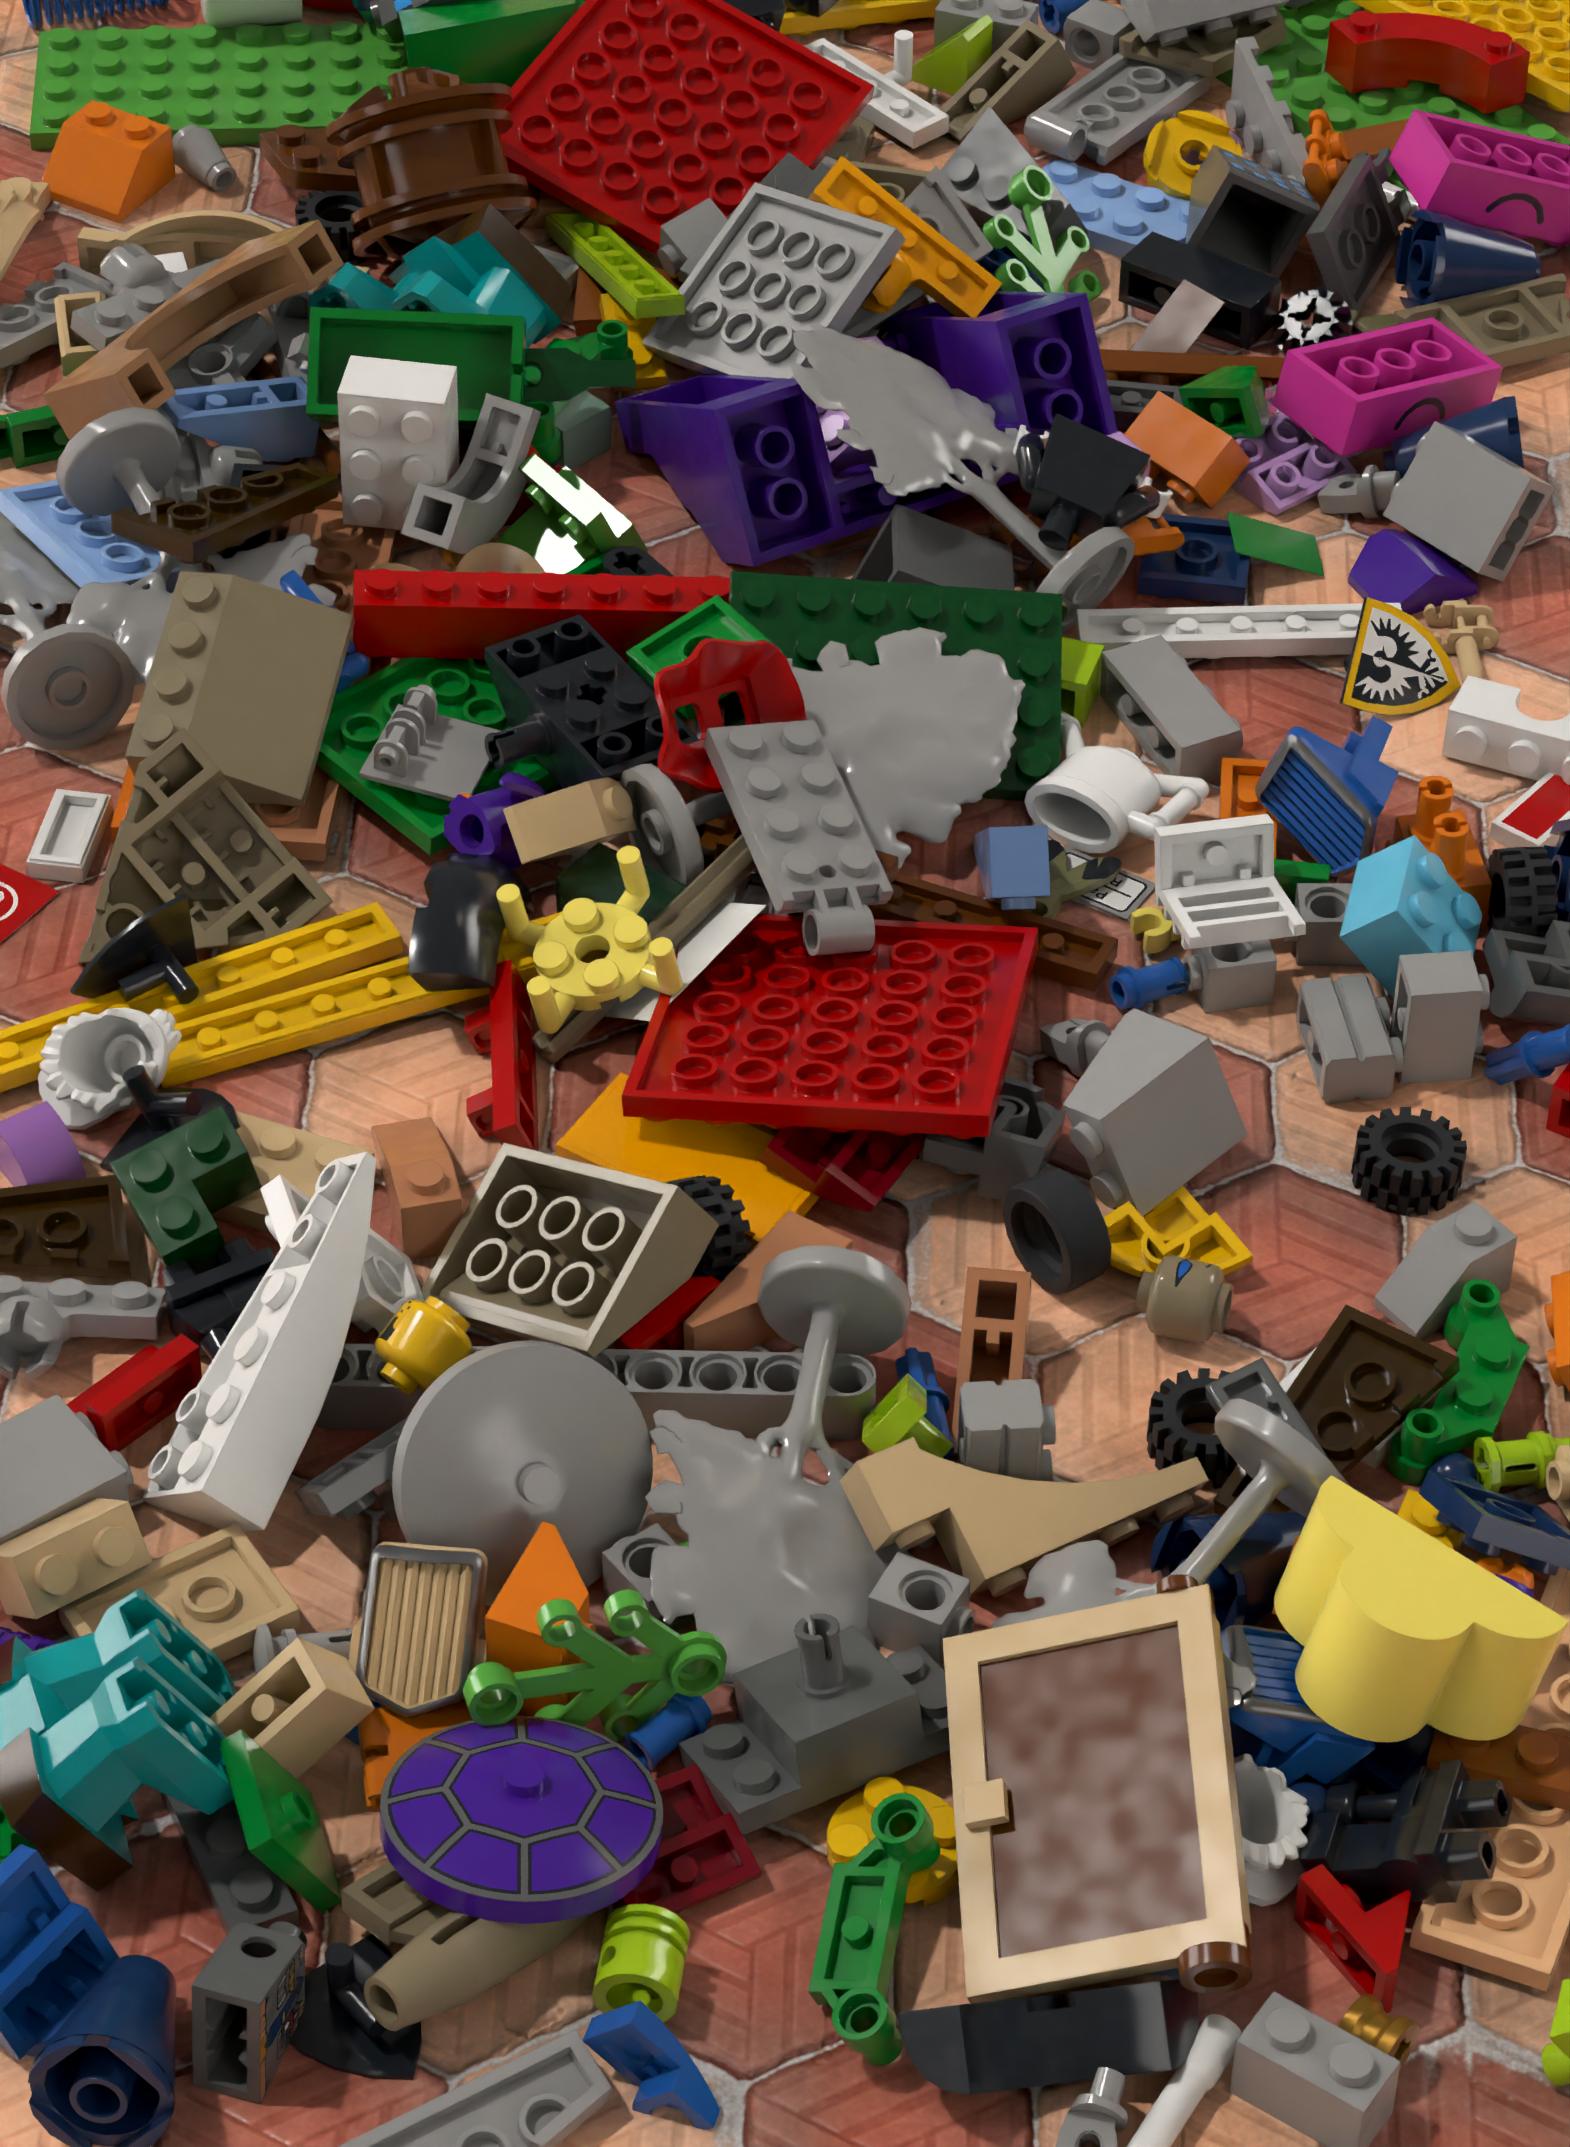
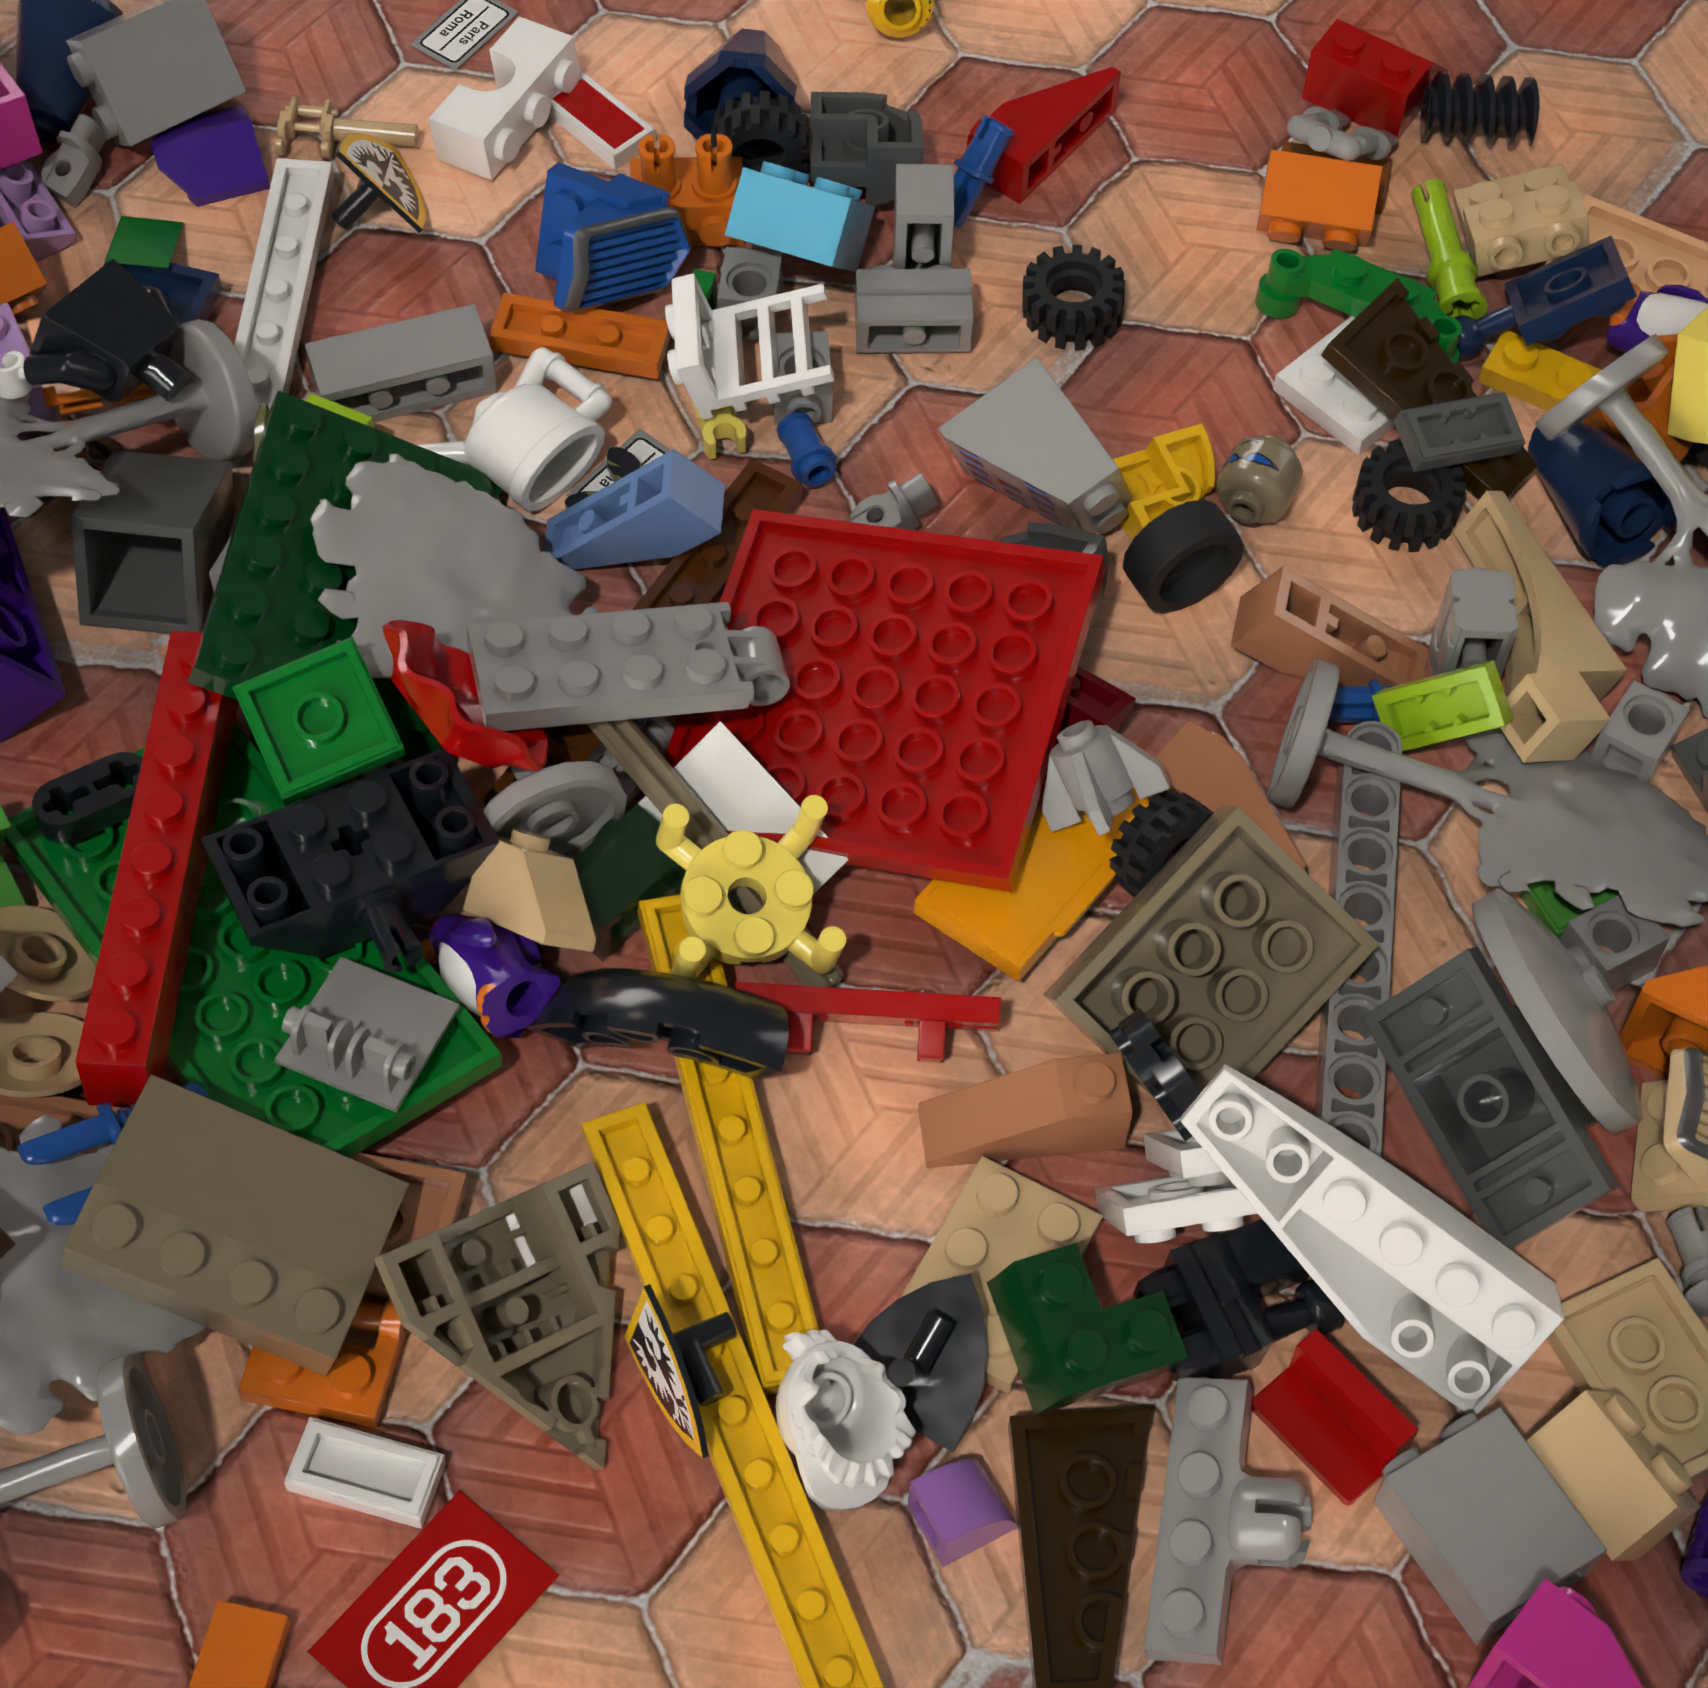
camera: 85 degrees left, 15 degrees up
(402, 1190) = (1156, 1067): none -> black plate
(422, 1343) = (1368, 1091): yellow head -> none
(747, 1147) = (1095, 774): none -> light grey brick
(1440, 1263) = (1228, 290): light grey slope -> none

